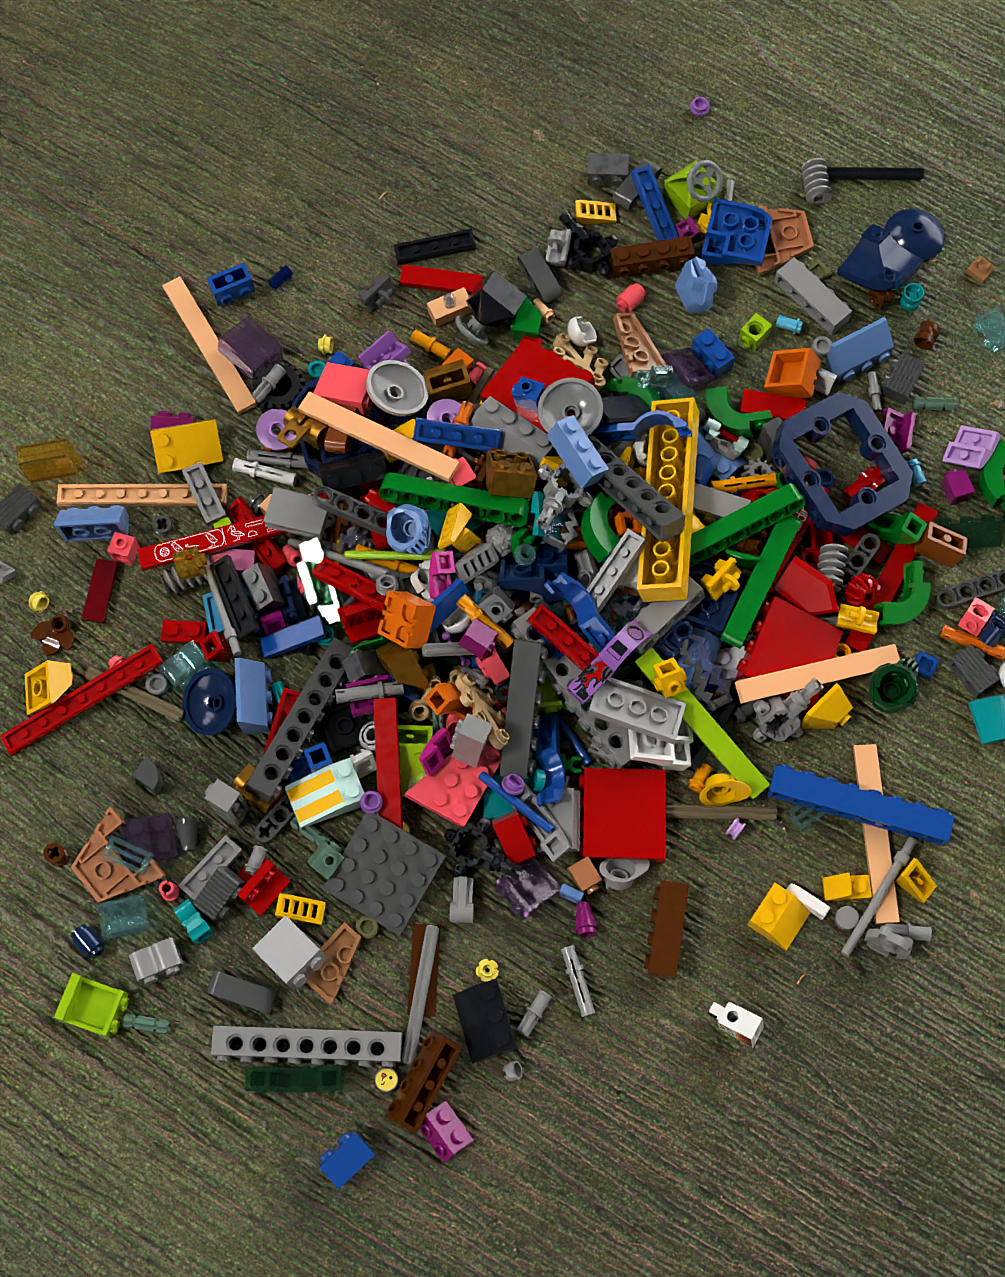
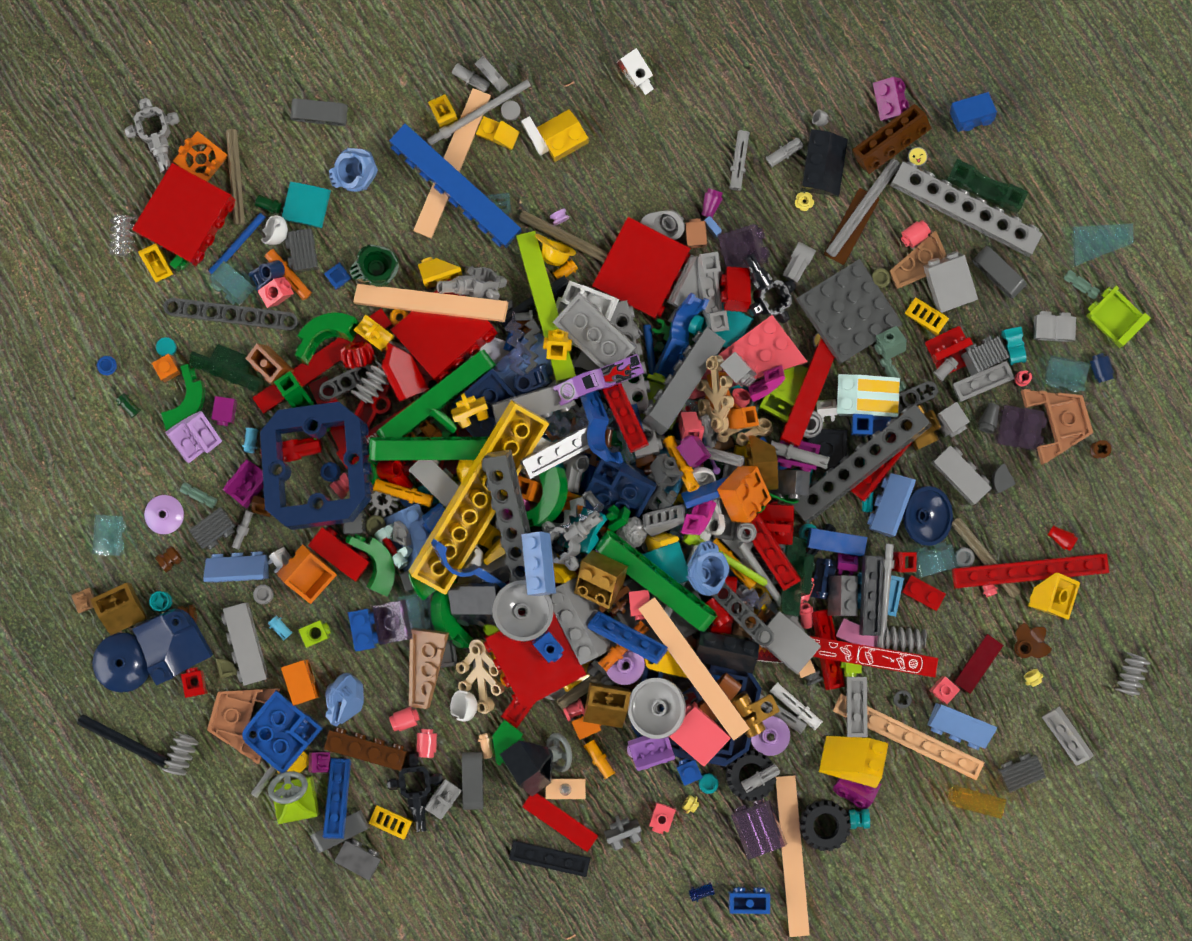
camera: 155 degrees left, 15 degrees up
(61, 748) = (1063, 538): none -> red cone
(145, 862) = (1038, 420): clear light blue tile -> none
(147, 1081) = (1098, 240): none -> clear light blue wing
(162, 397) = (859, 816): none -> teal wheel
(181, 366) = (842, 825): none -> black tyre
(189, 563) = (896, 639): clear yellow brick -> none
(192, 761) = (961, 474): none -> light grey brick
(347, 321) = (662, 818): none -> coral brick
(351, 990) = (915, 234): none -> coral brick
(371, 802) = (836, 367): medium lavender plate -> none
(453, 525) = (669, 554): yellow slope -> none
(513, 784) = (720, 325): medium lavender plate -> none
(517, 803) = (723, 312): blue bar -> none
(527, 549) = (616, 501): clear light blue plate -> none
(598, 287) = (426, 743): none -> coral brick
(656, 377) = (426, 623): clear light blue plate -> none
(667, 930) = (653, 163): reddish brown brick -> none
(700, 106) = (240, 886): medium lavender plate -> none
(743, 282) = (300, 682): none -> orange piece
(839, 242) = (189, 689): none -> red brick
(946, 273) = (118, 608): none -> pearl gold slope
(952, 381) = (173, 518): none -> lavender dish
(971, 773) = (353, 170): none -> medium blue helmet

